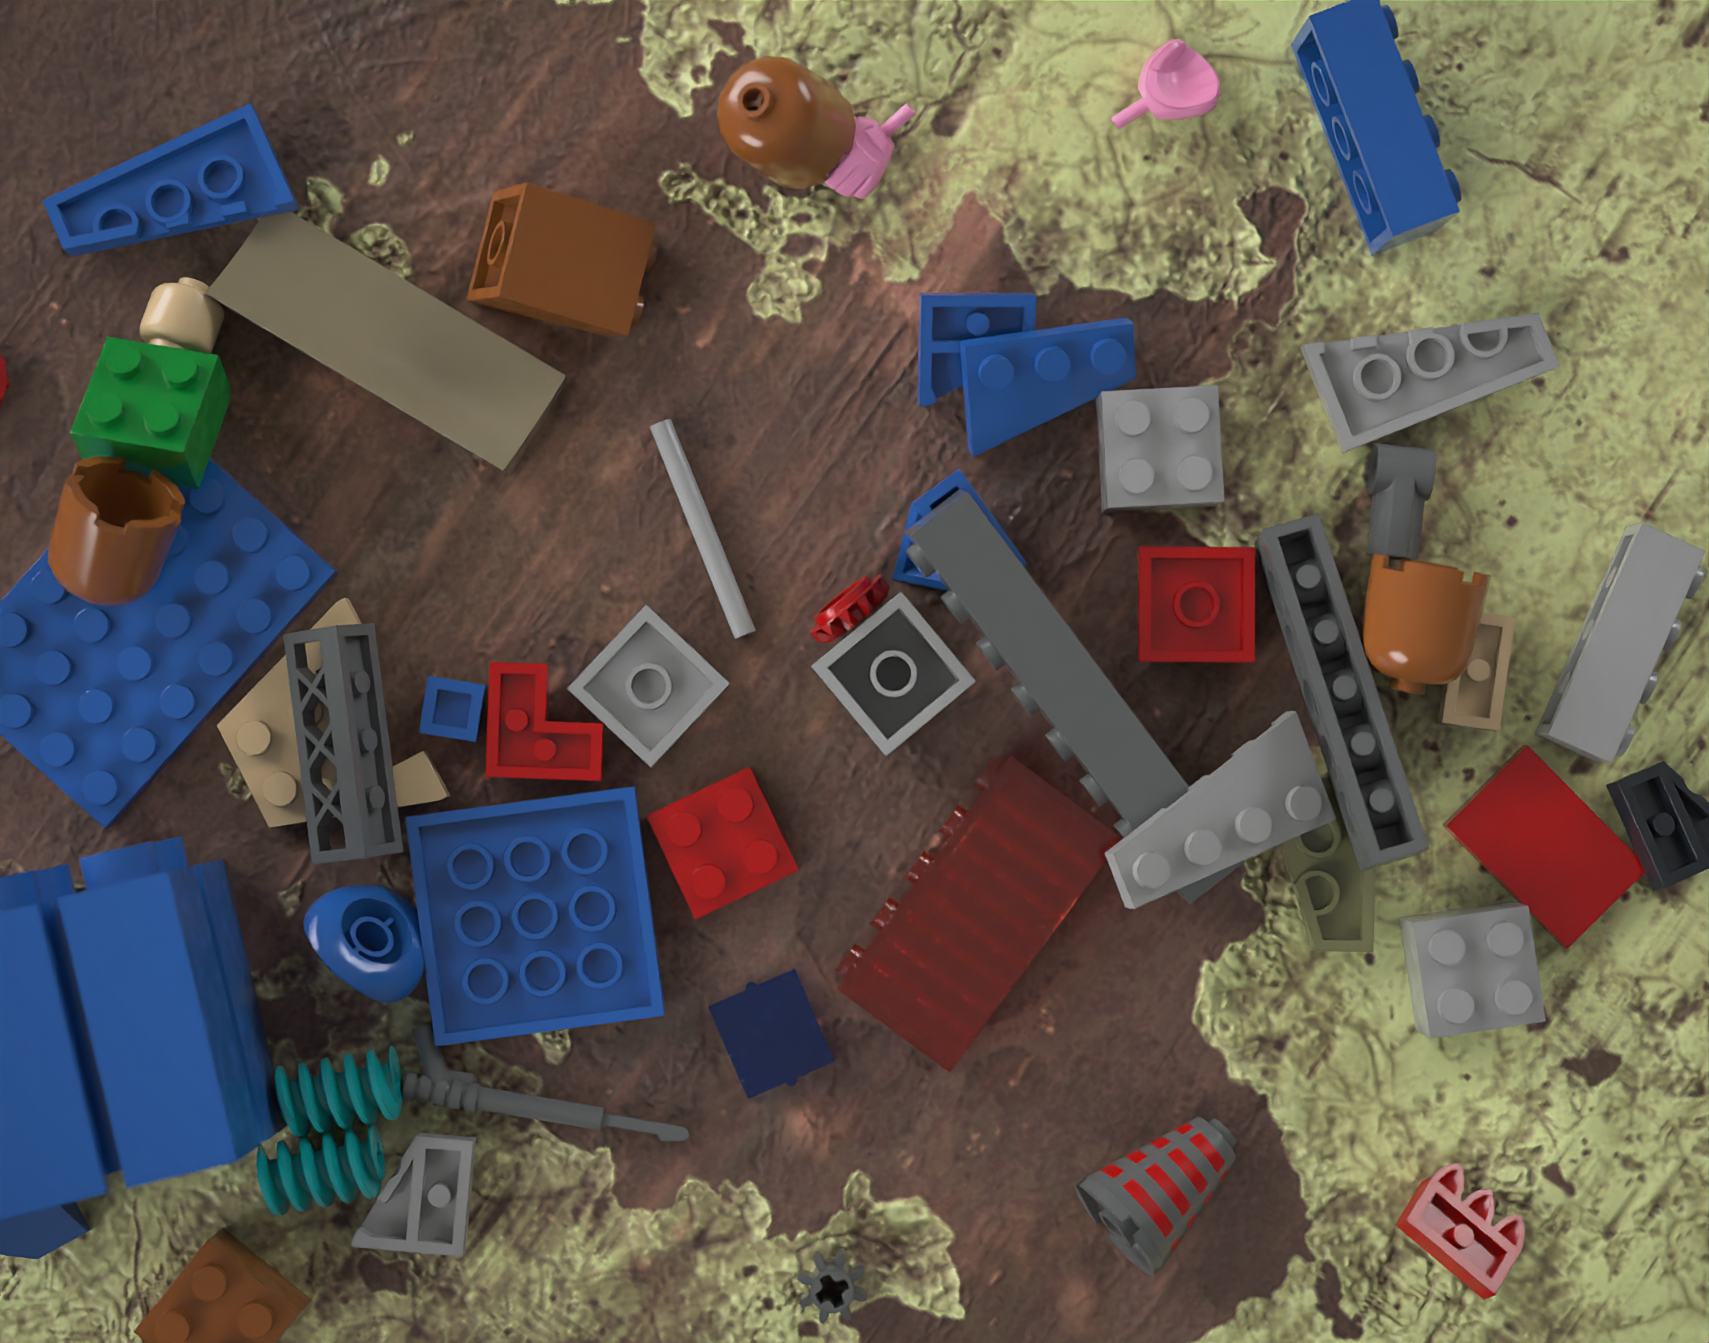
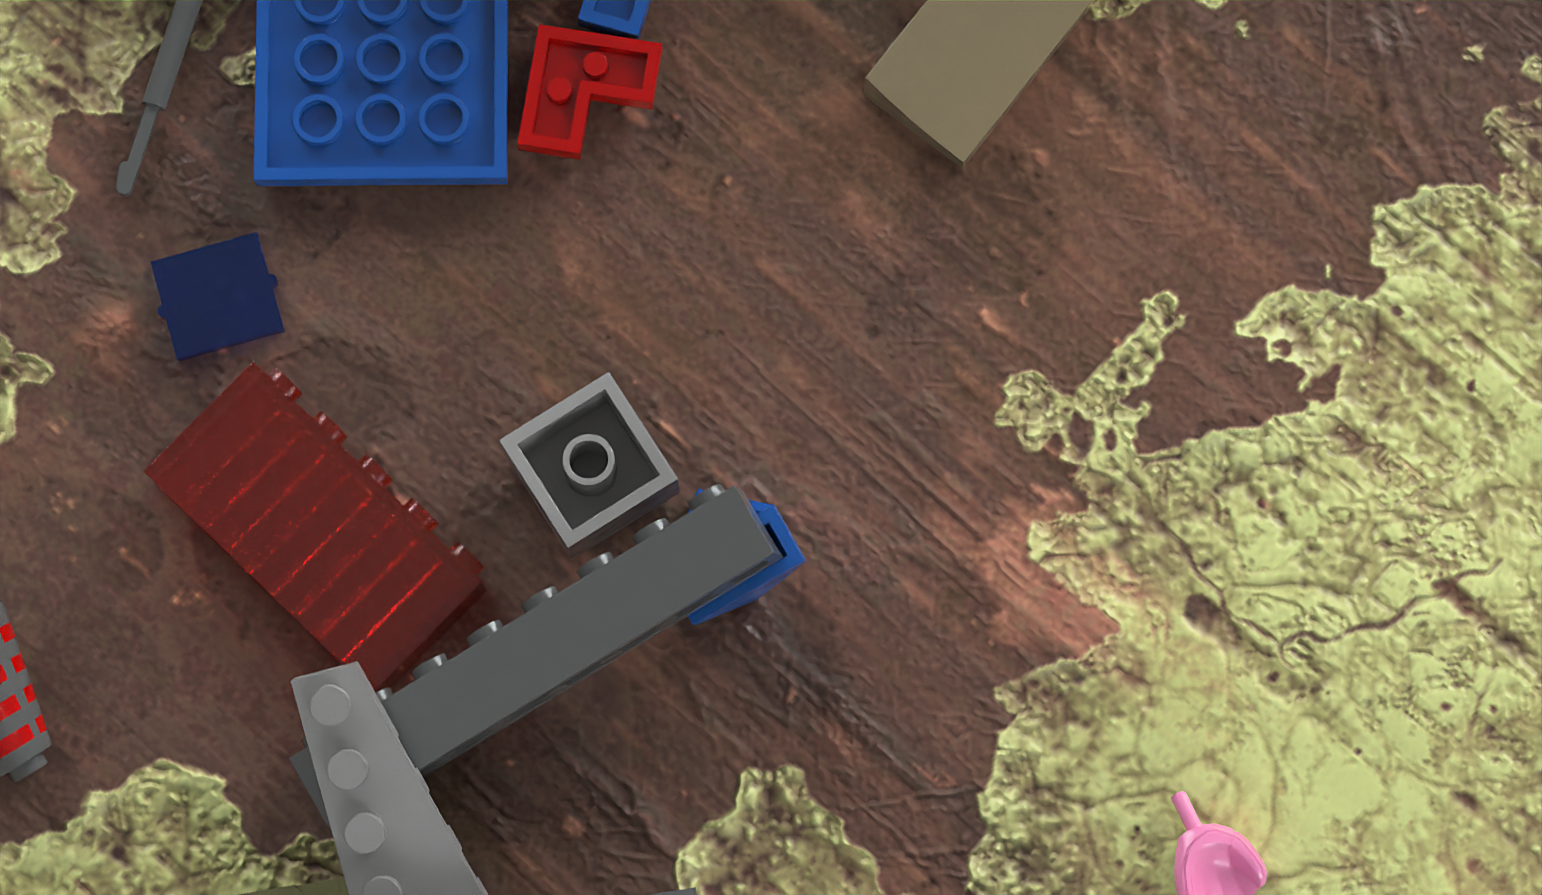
camera: 95 degrees right, 10 degrees down
(562, 260) = (1085, 173): dark orange slope -> none
(648, 686) = (613, 209): light grey plate -> none
(702, 528) = (778, 289): light grey bar -> none
(722, 842) = (433, 269): red plate -> none
(785, 121) = (1213, 421): dark orange cylinder -> none
(849, 608) = (668, 428): red gear -> none
(871, 153) = (1177, 502): bright pink piece -> none
(957, 317) = (955, 601): blue wing -> none
(1040, 374) = (903, 674): blue wing -> none
(1159, 449) = (803, 793): light grey brick -> none
(1196, 604) = (624, 815): red plate -> none

